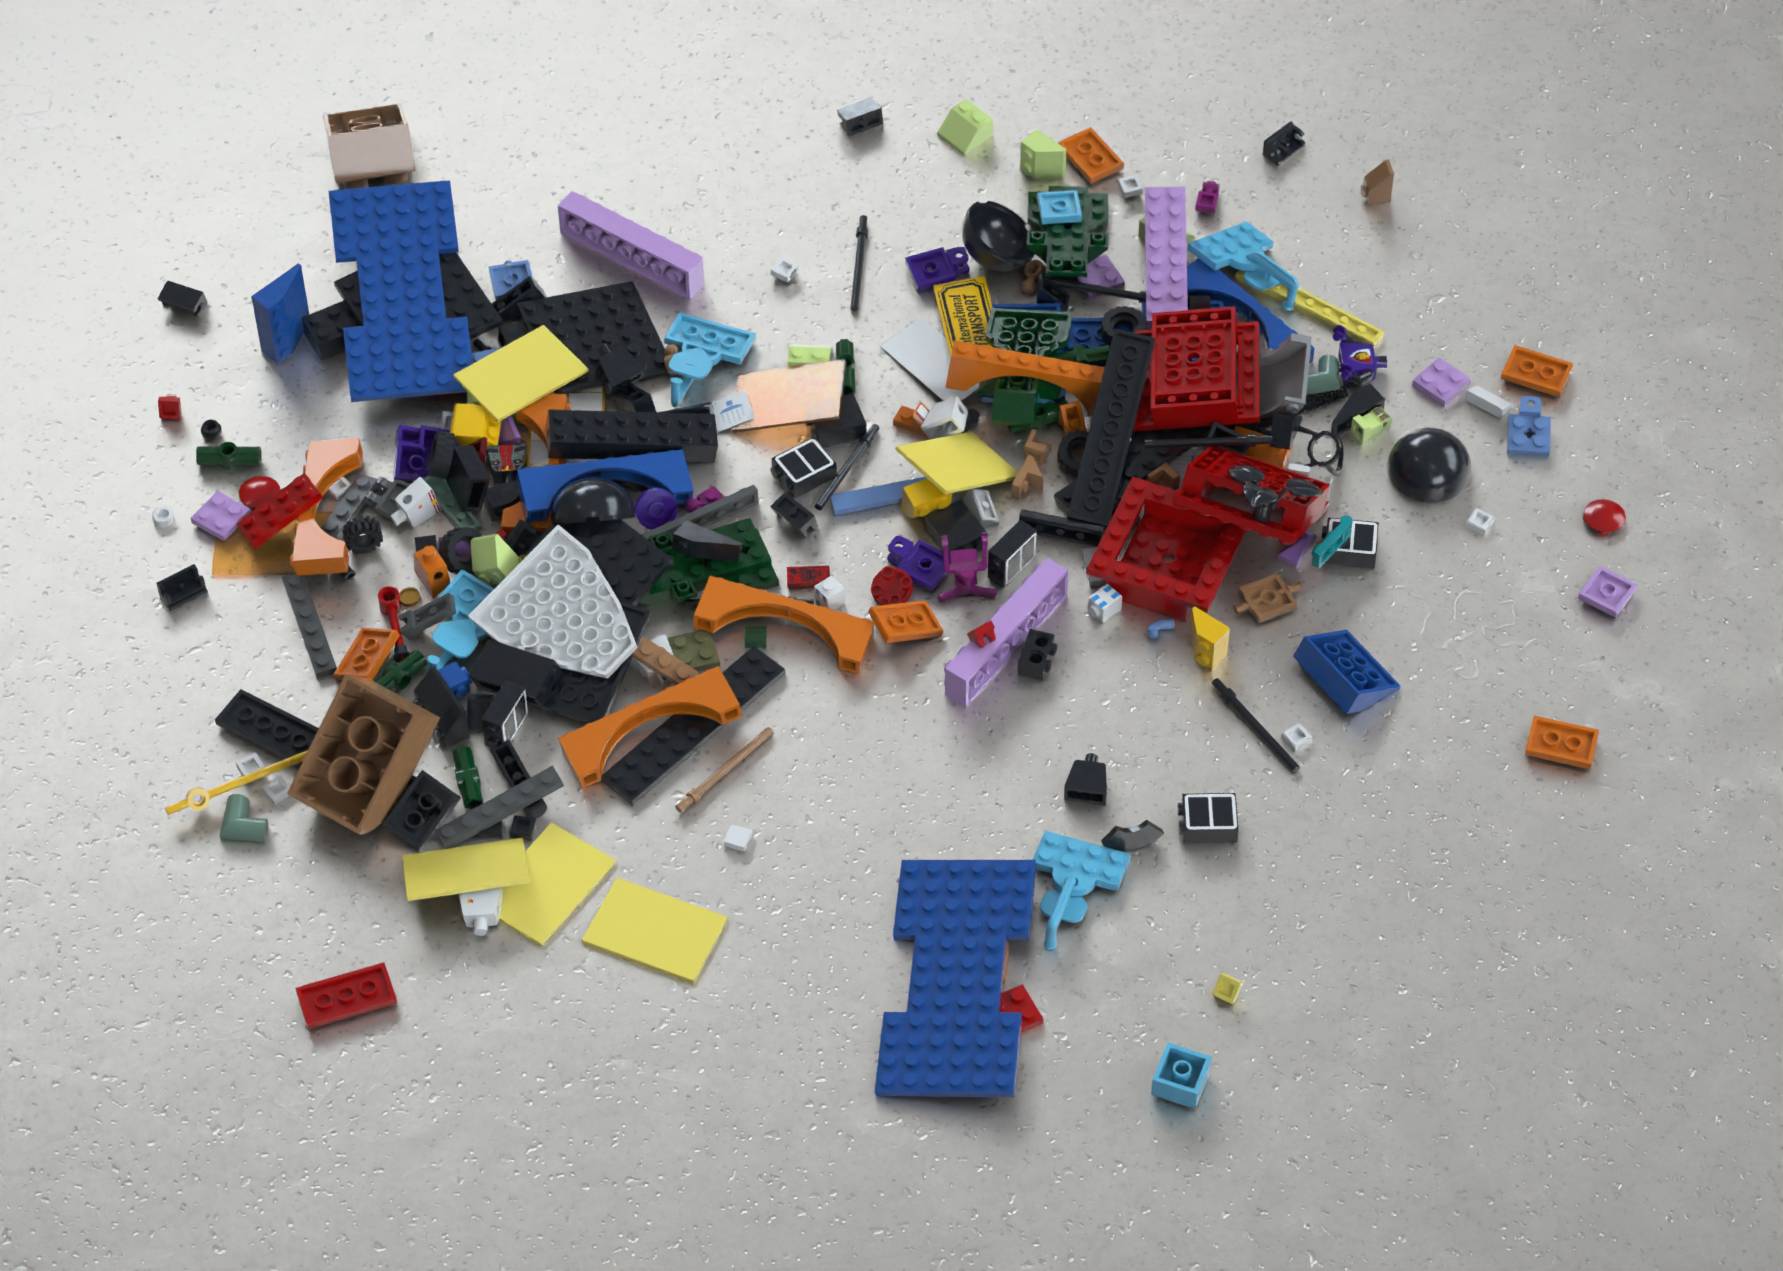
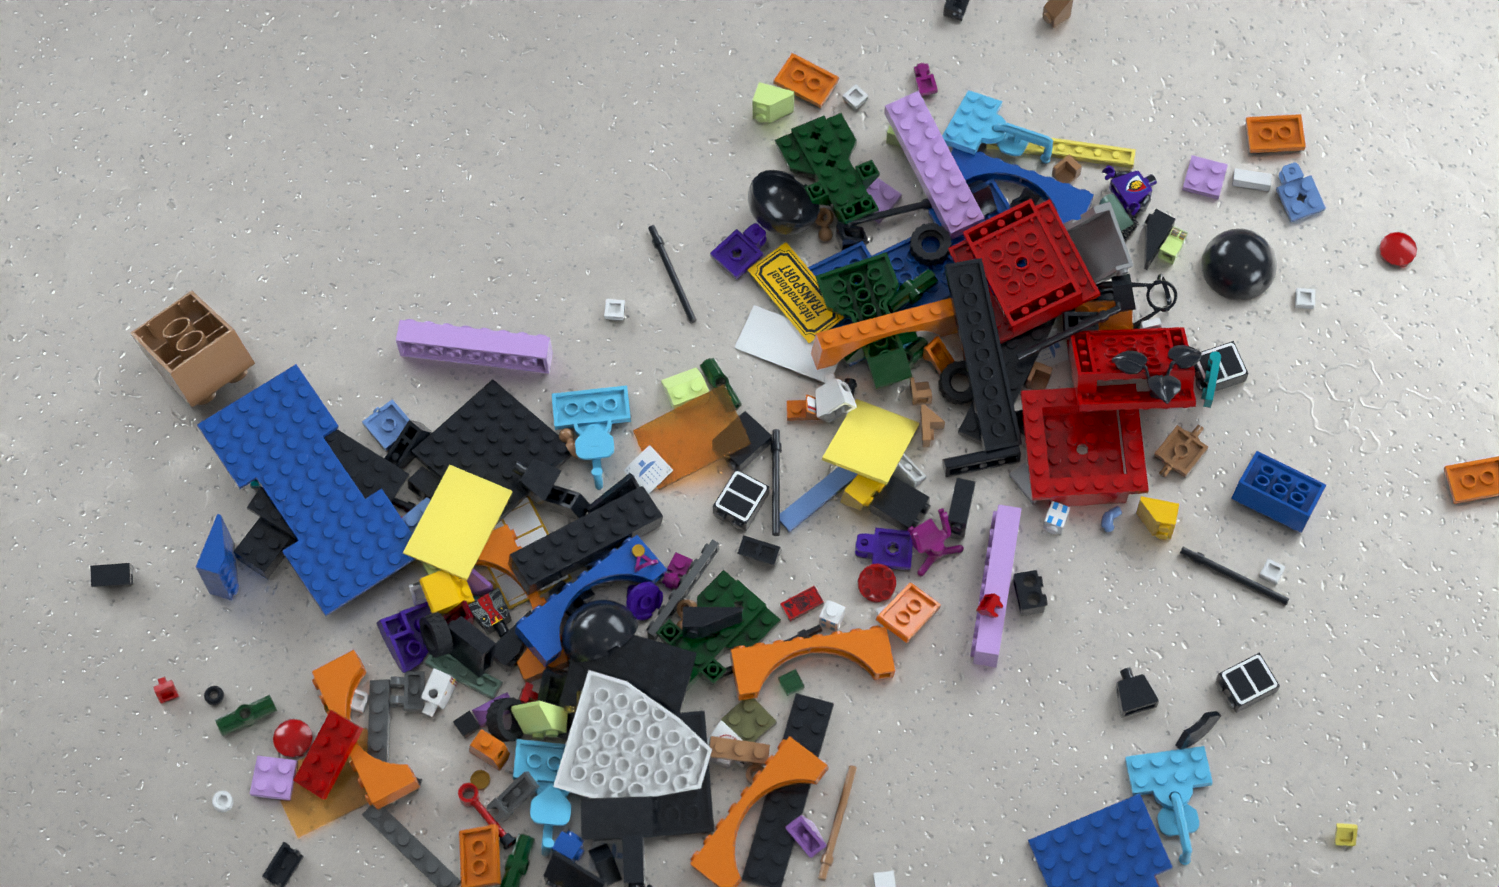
camera: 25 degrees left, 15 degrees up
(361, 543) = (410, 742): black tyre -> none
(674, 464) = (638, 551): none -> piece
(686, 763) = (806, 835): none -> medium lavender slope
(860, 116) = (593, 126): black hinge -> none
(966, 127) = (688, 98): yellowish green slope -> none
(1059, 207) = (815, 149): medium azure tile -> none
(1302, 321) = (1066, 170): none -> medium nougat panel
(1607, 591) = (1438, 320): lavender plate -> none

